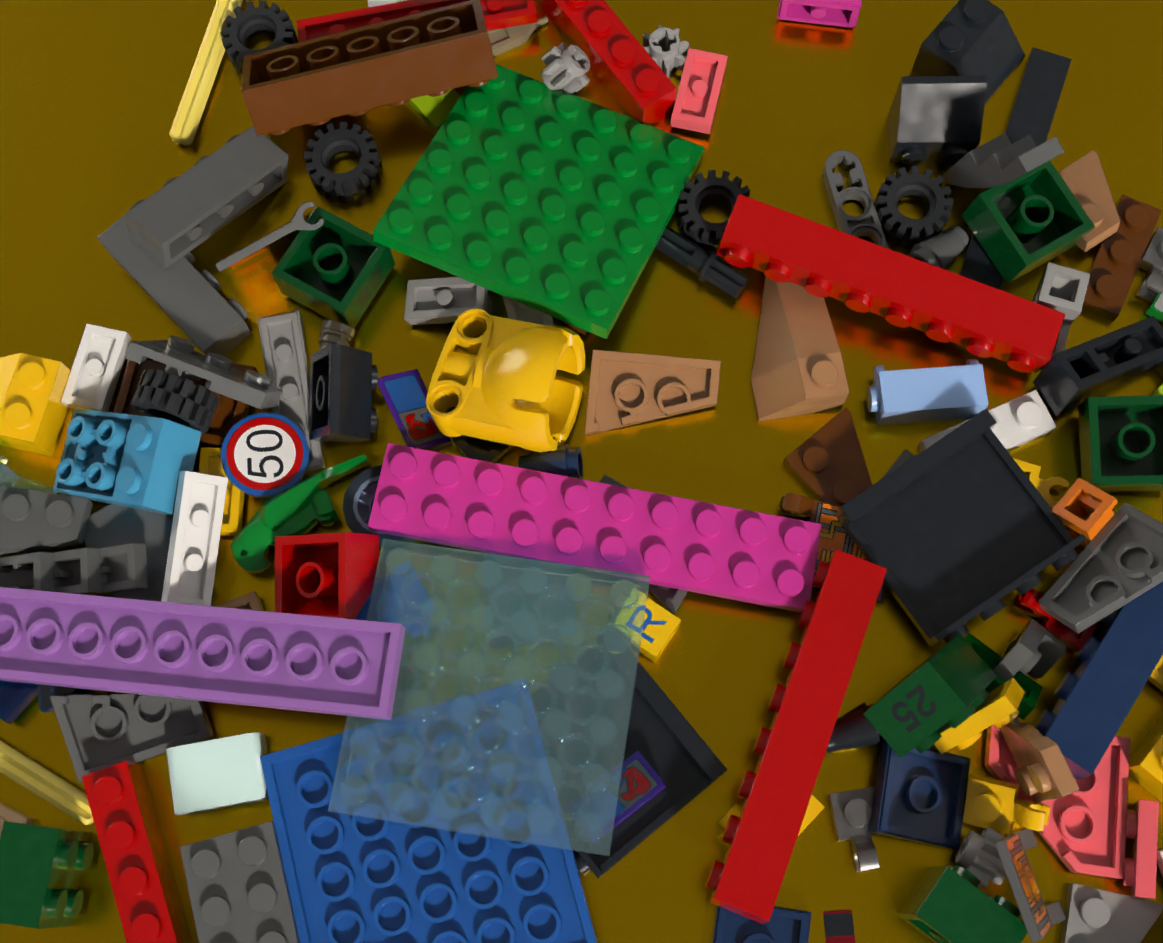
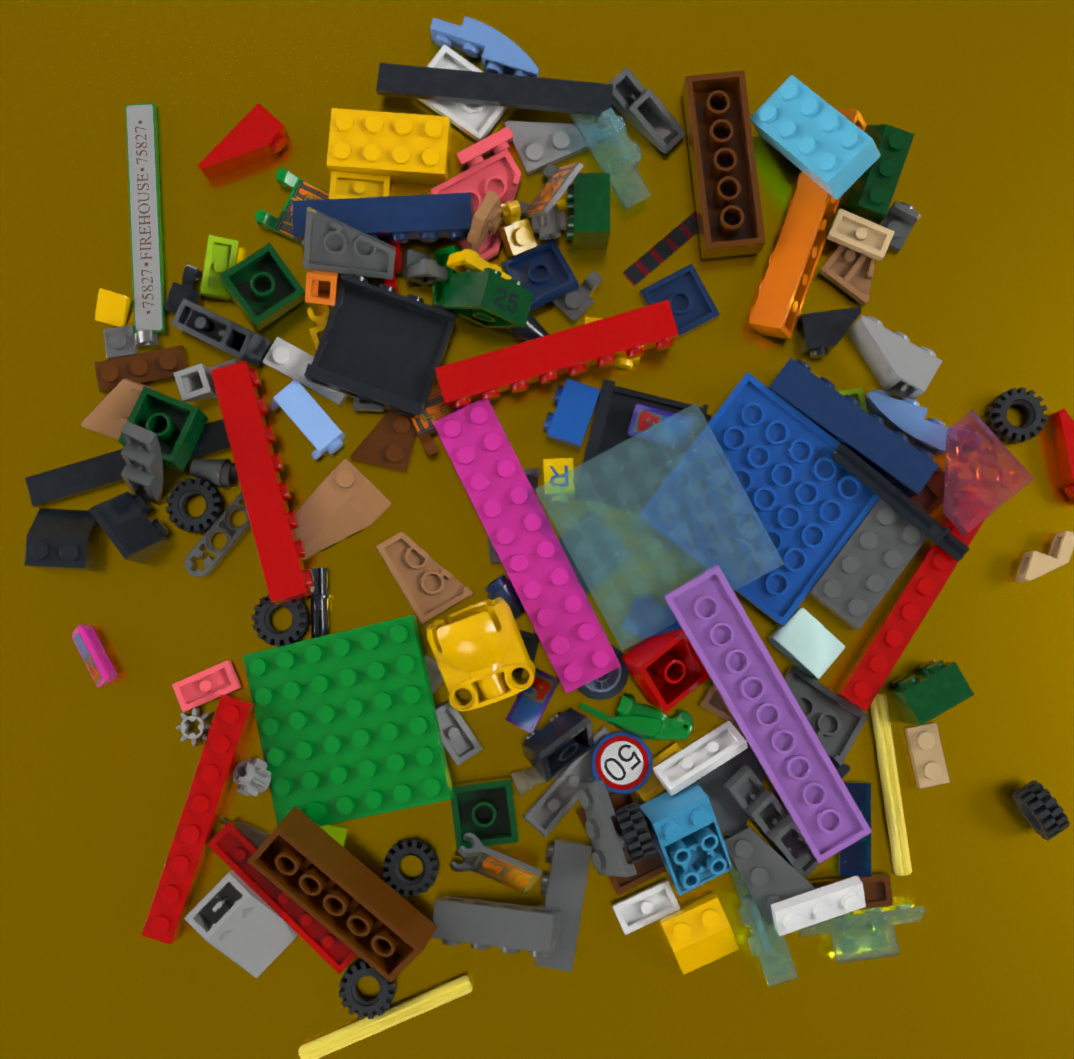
camera: 135 degrees left, 10 degrees up
(713, 701) = (572, 413): none -> blue brick

